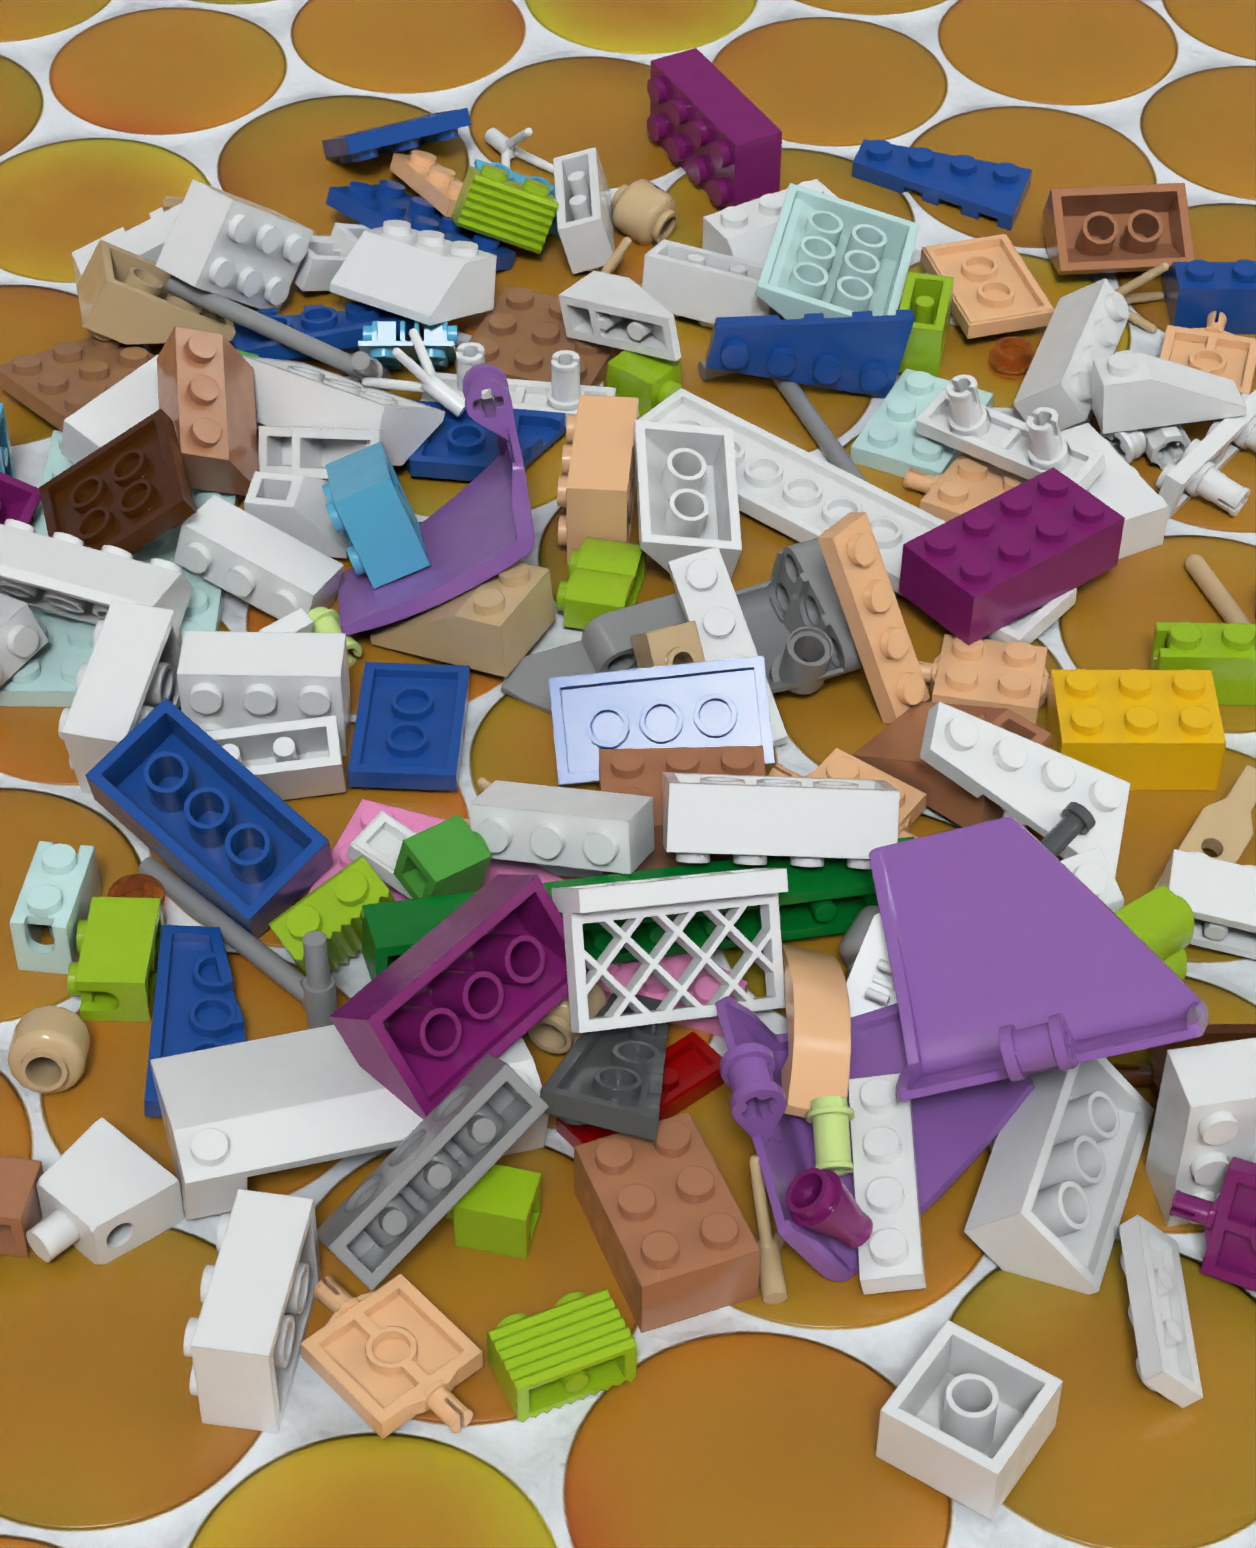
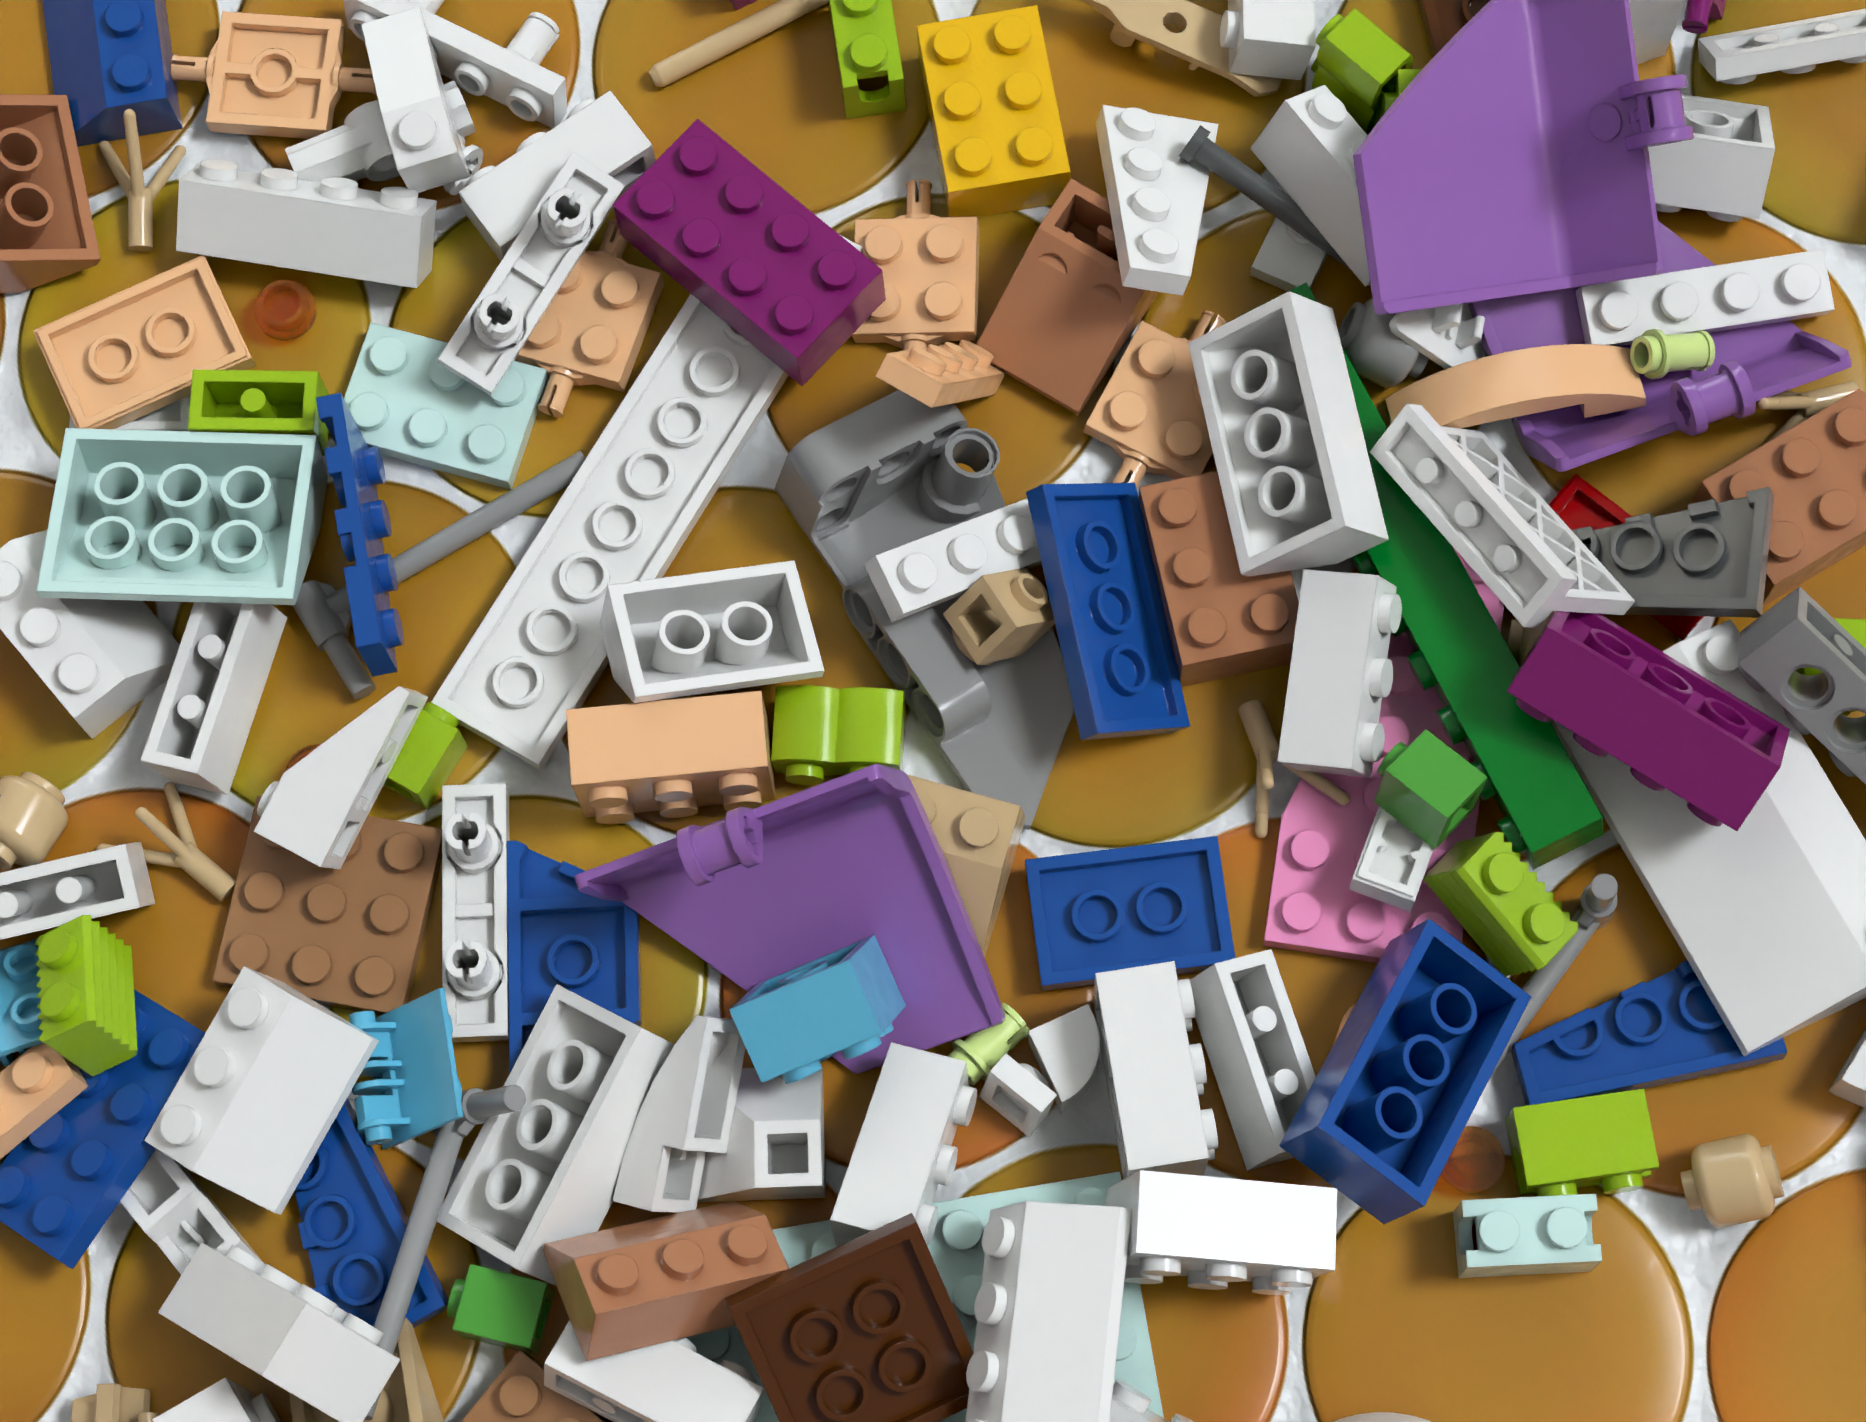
camera: 95 degrees left, 30 degrees up
(429, 381) = (510, 1010): white plant -> none
(825, 1205) = (1803, 330): magenta cone -> none

